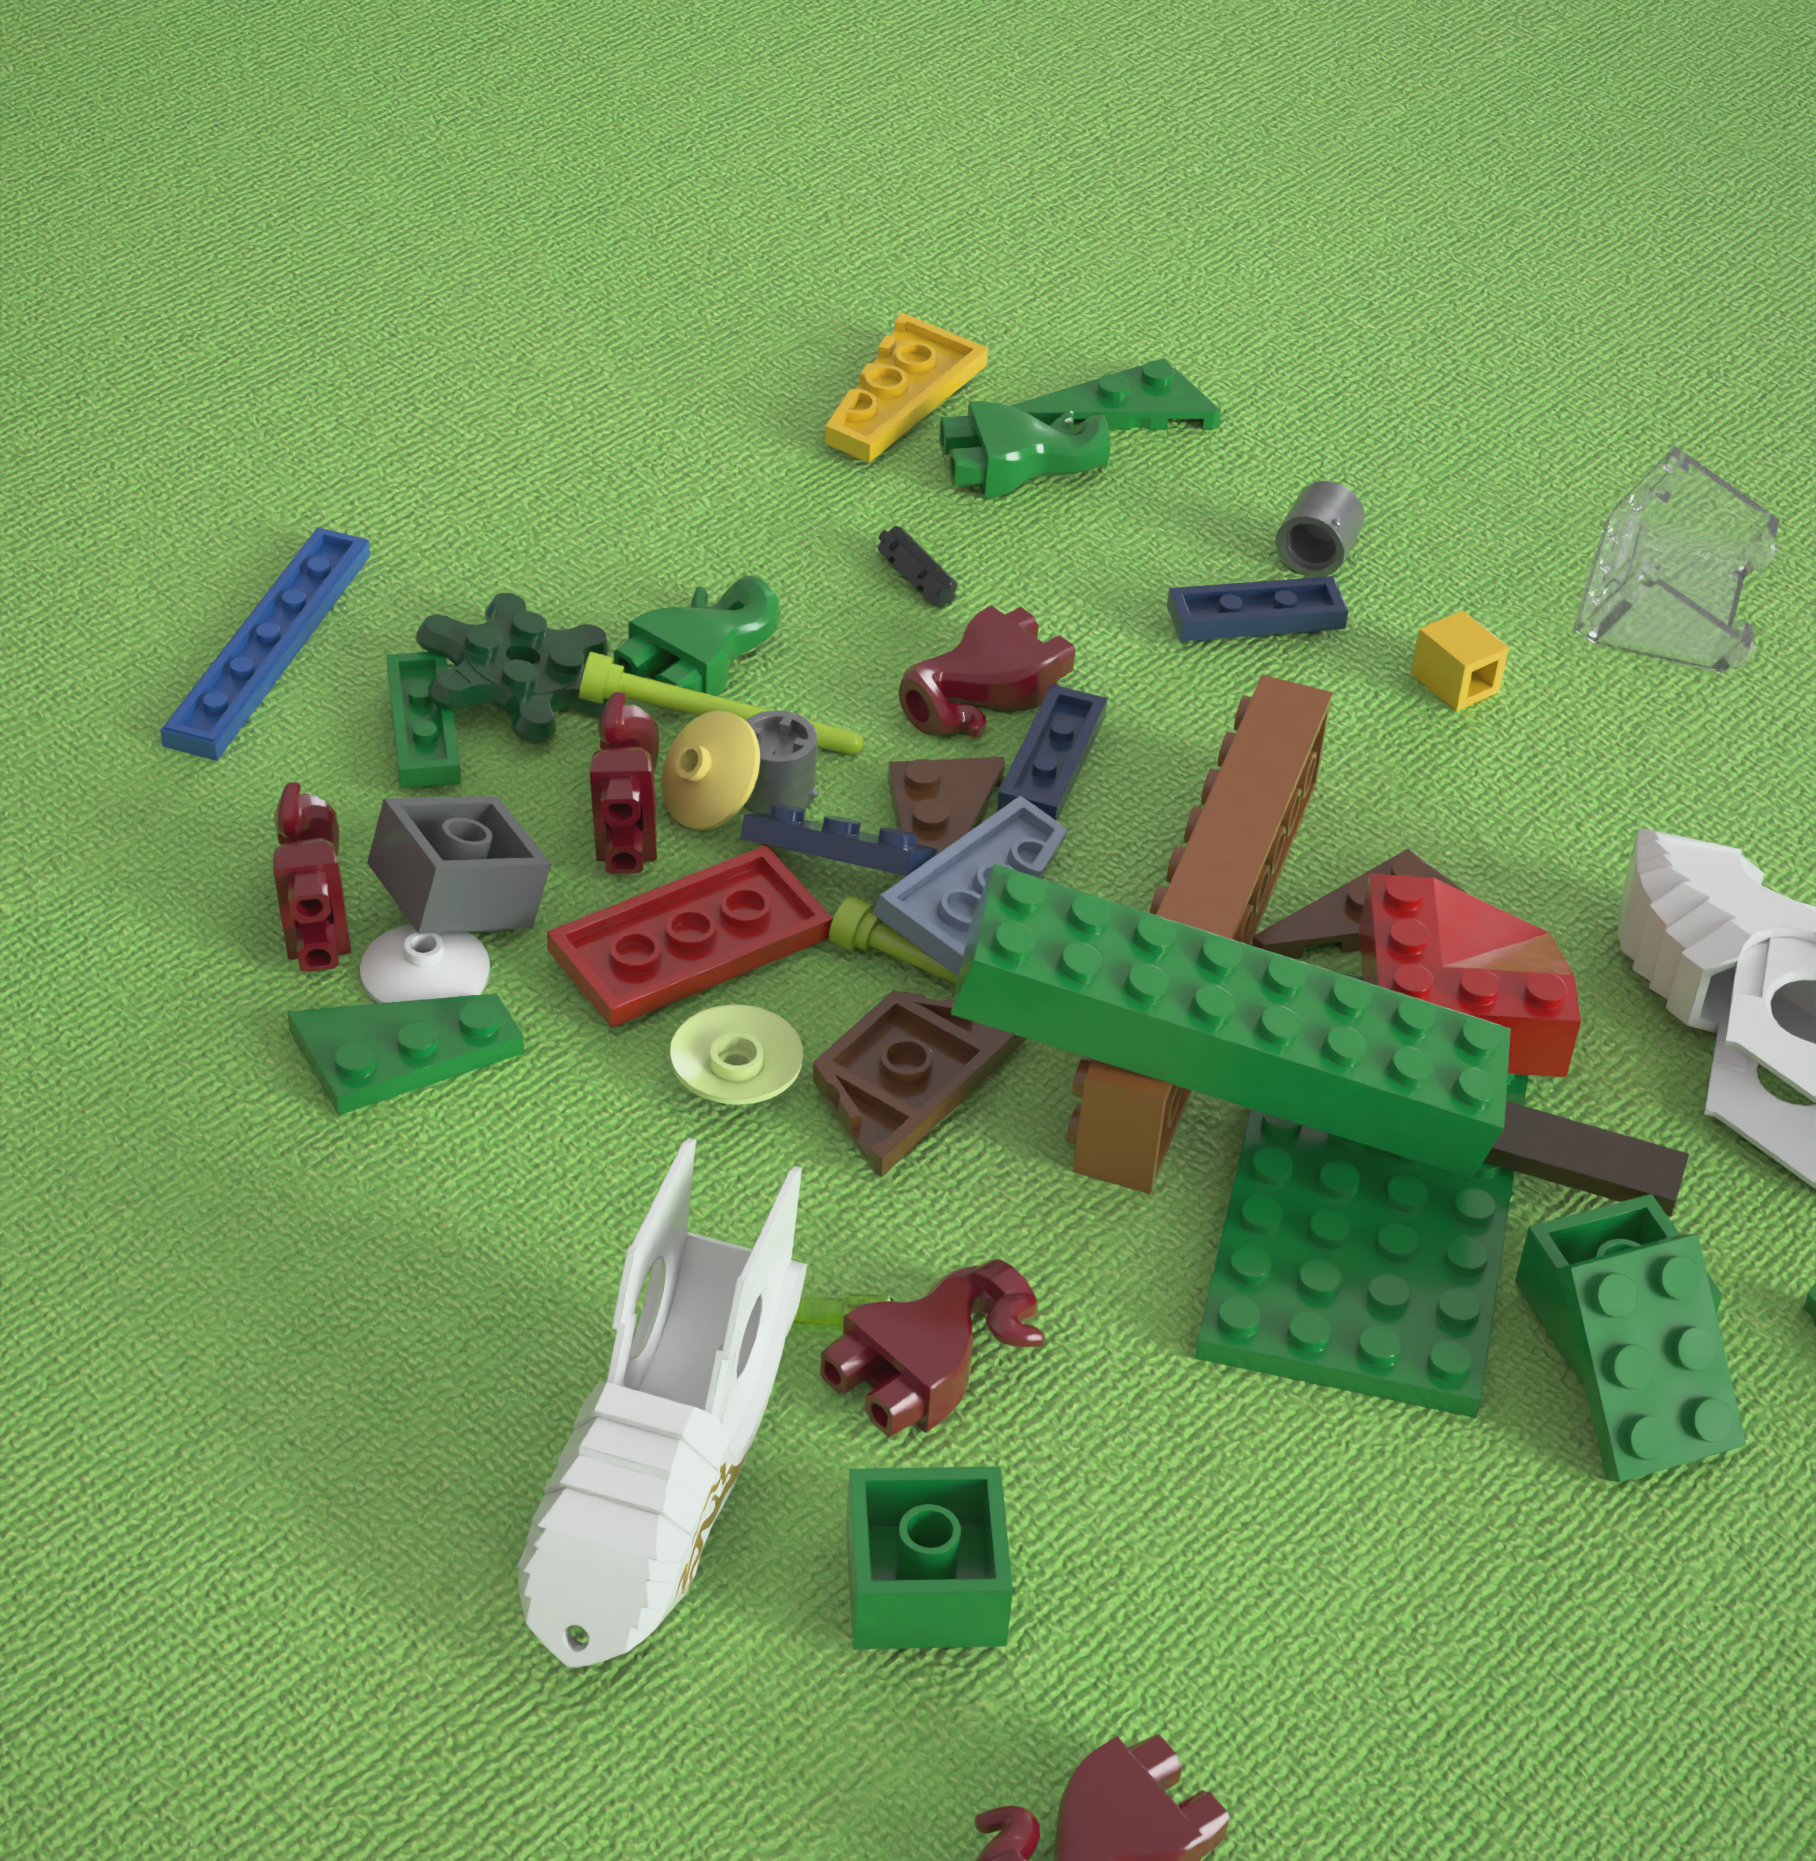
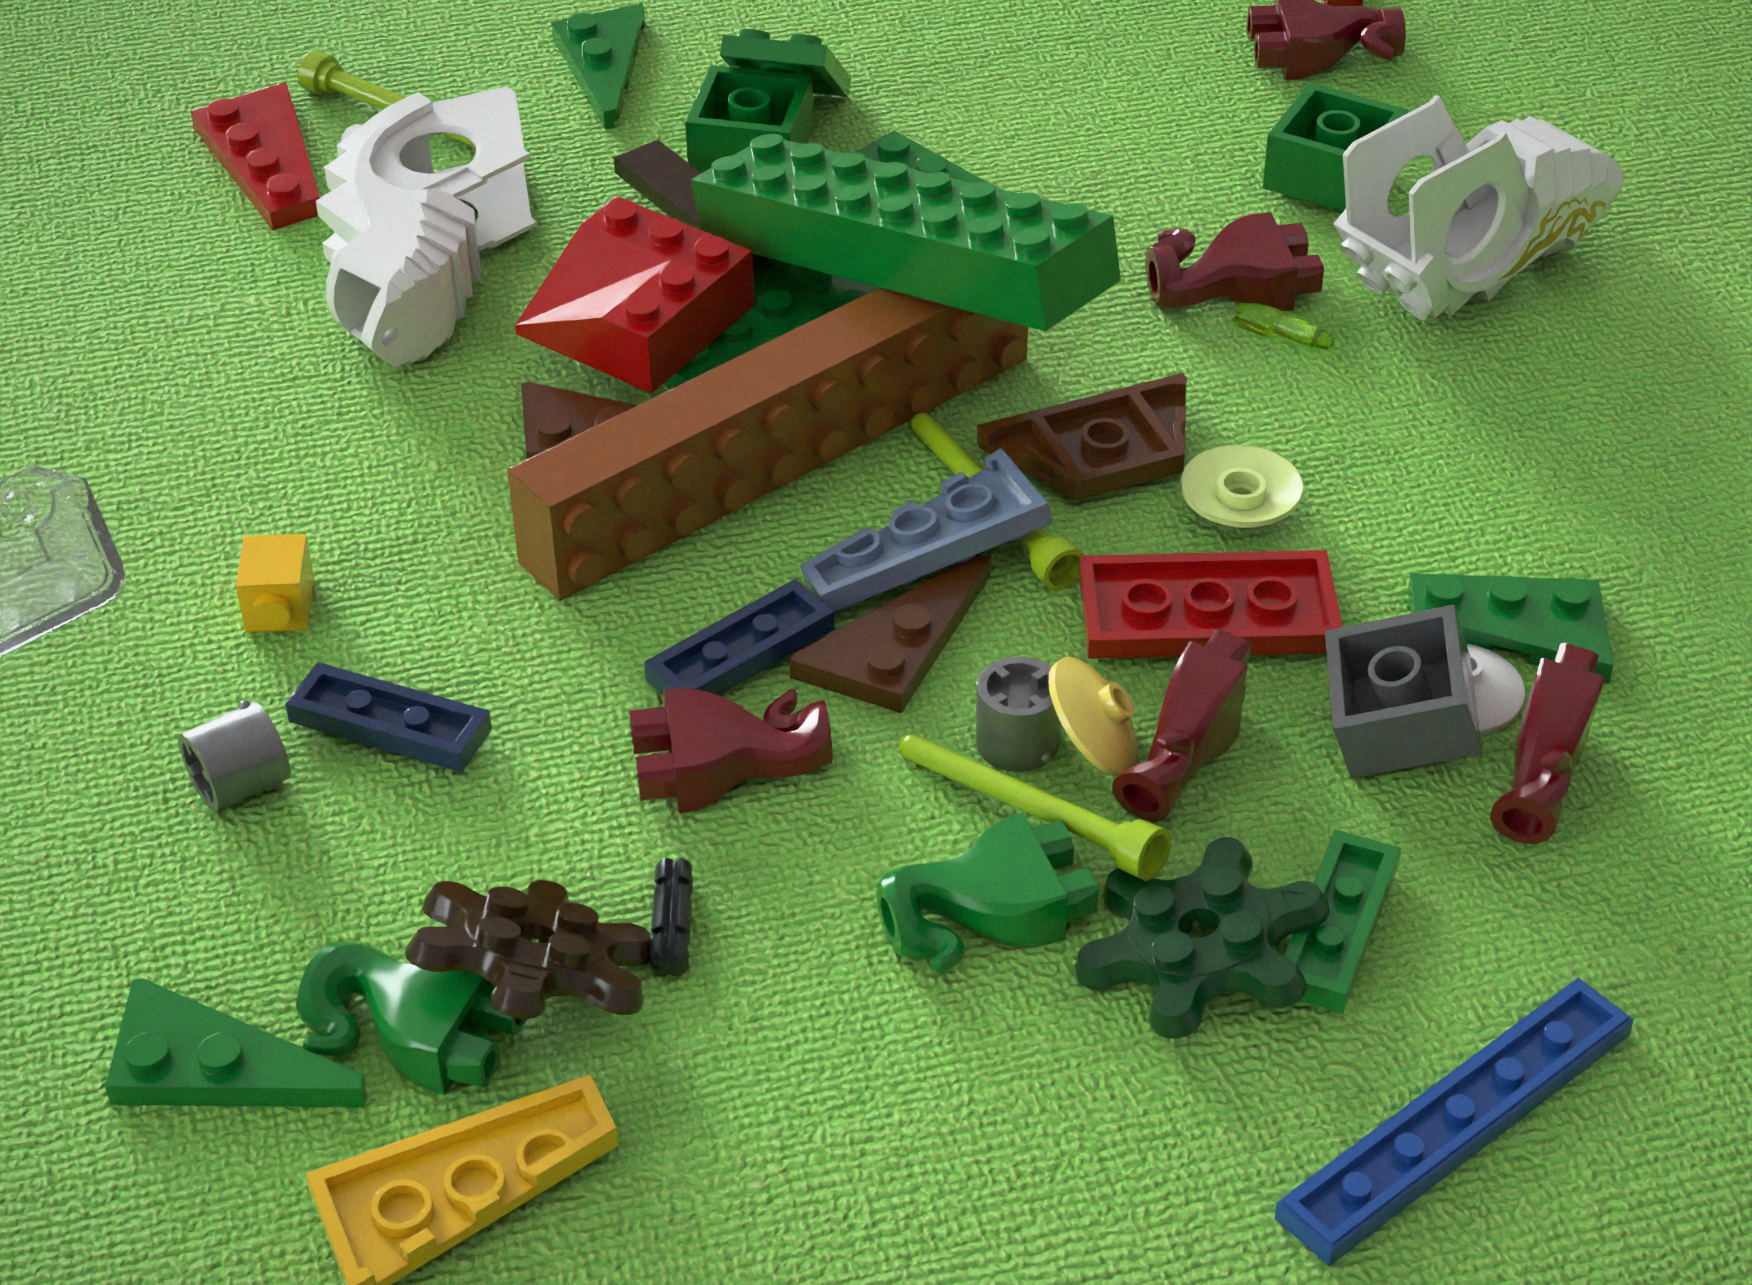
camera: 145 degrees left, 0 degrees up
(836, 839) = (1020, 600): dark blue plate -> none
(984, 509) = (494, 941): none -> dark brown plate

